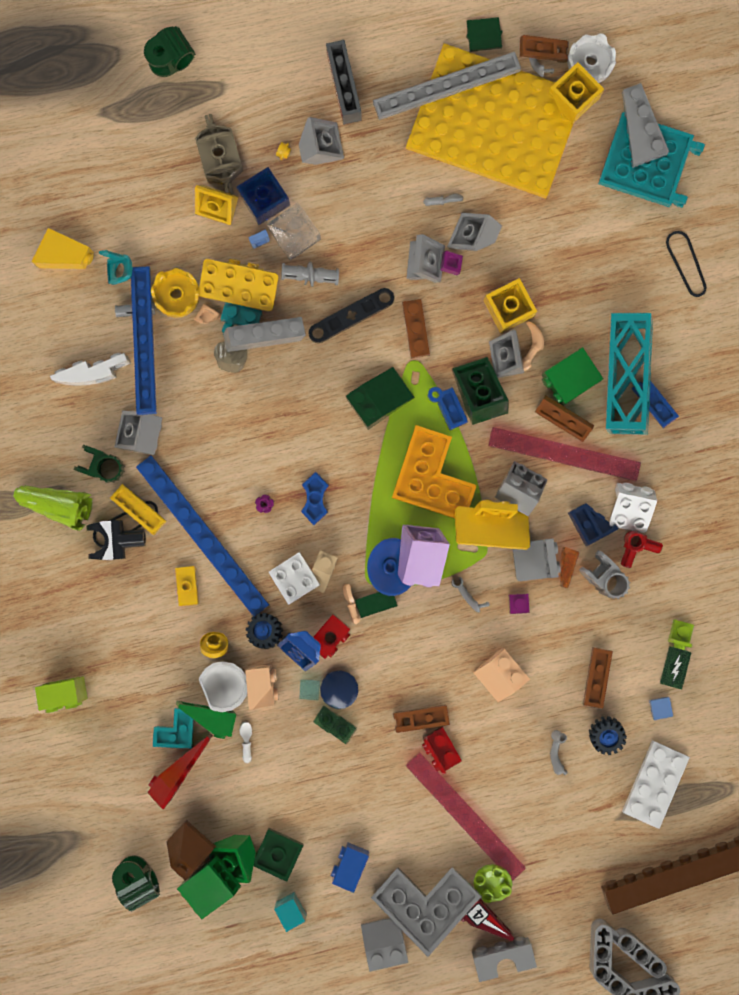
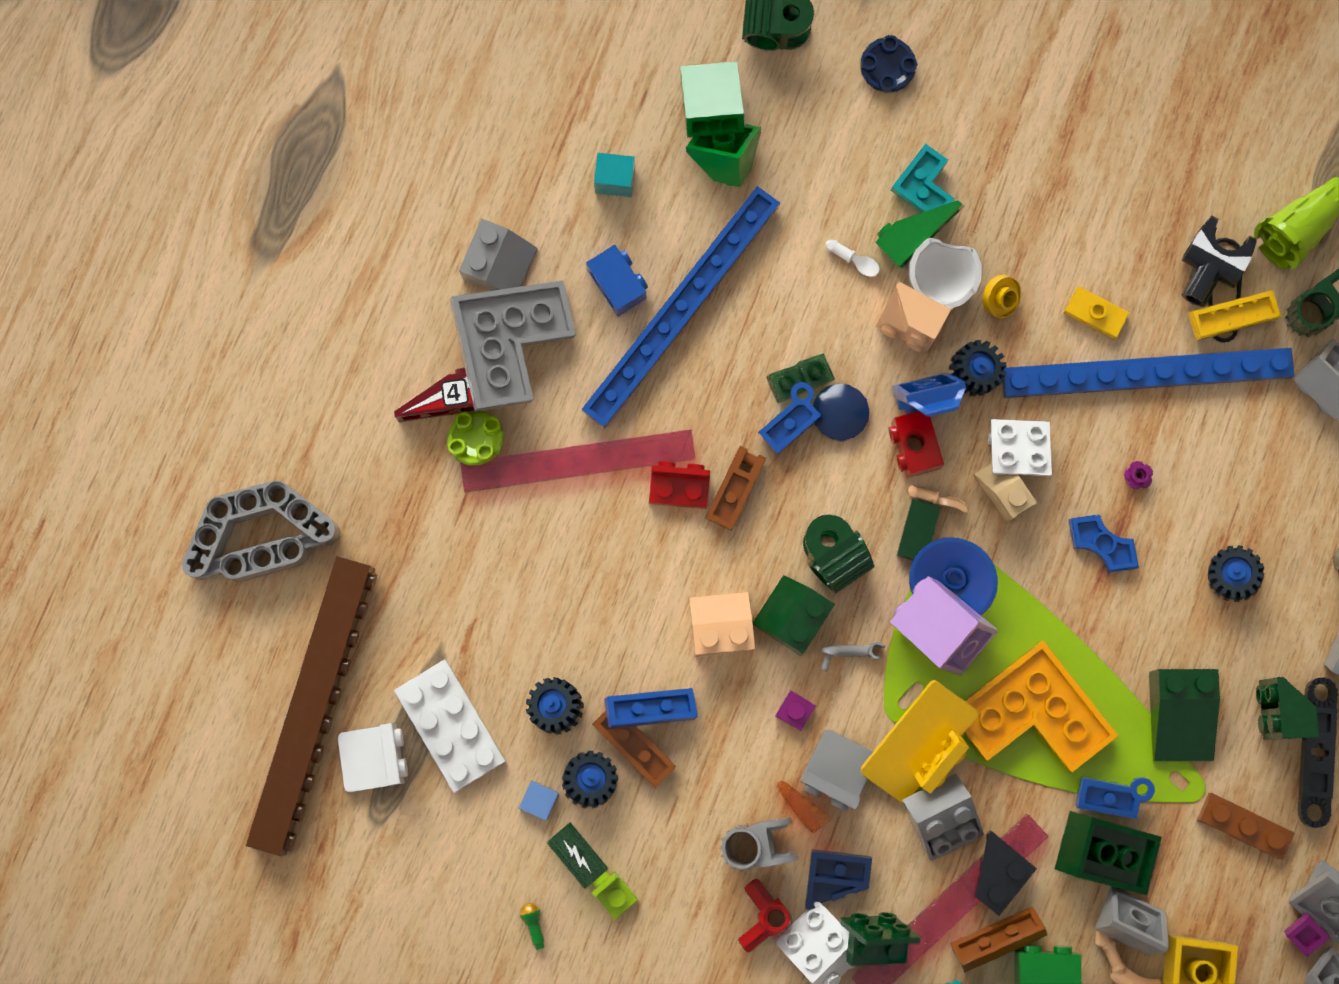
camera: 130 degrees right, 5 degrees down
(61, 693) = (1064, 77): lime brick -> none
(118, 799) = (888, 64): none -> dark blue dish
(168, 782) = (869, 137): red wedge -> none
(188, 849) = (773, 104): reddish brown slope -> none
(278, 854) = (691, 205): dark green plate -> none
(284, 418) = (1235, 573): none -> black wheel
(309, 689) = (865, 376): clear light blue tile -> none
(340, 819) = (680, 307): none -> blue plate
(345, 343) = (1285, 711): none -> dark green slope
(363, 713) = (791, 421): none -> blue hinge
(424, 633) = (837, 564): none -> dark green piece
(469, 639) = (793, 614): none -> dark green slope
(518, 951) = (372, 412): light grey arch -> none
(530, 439) = (1001, 874): none -> black wing
(558, 738) = (560, 616): light grey piece -> none
(573, 683) = (650, 708): none -> blue plate
(610, 482) = (877, 939): none -> dark green bracket
(632, 689) = (589, 779): none -> black wheel
(702, 814) = (372, 757): none -> white bracket
(723, 670) = (531, 915): none -> green piece

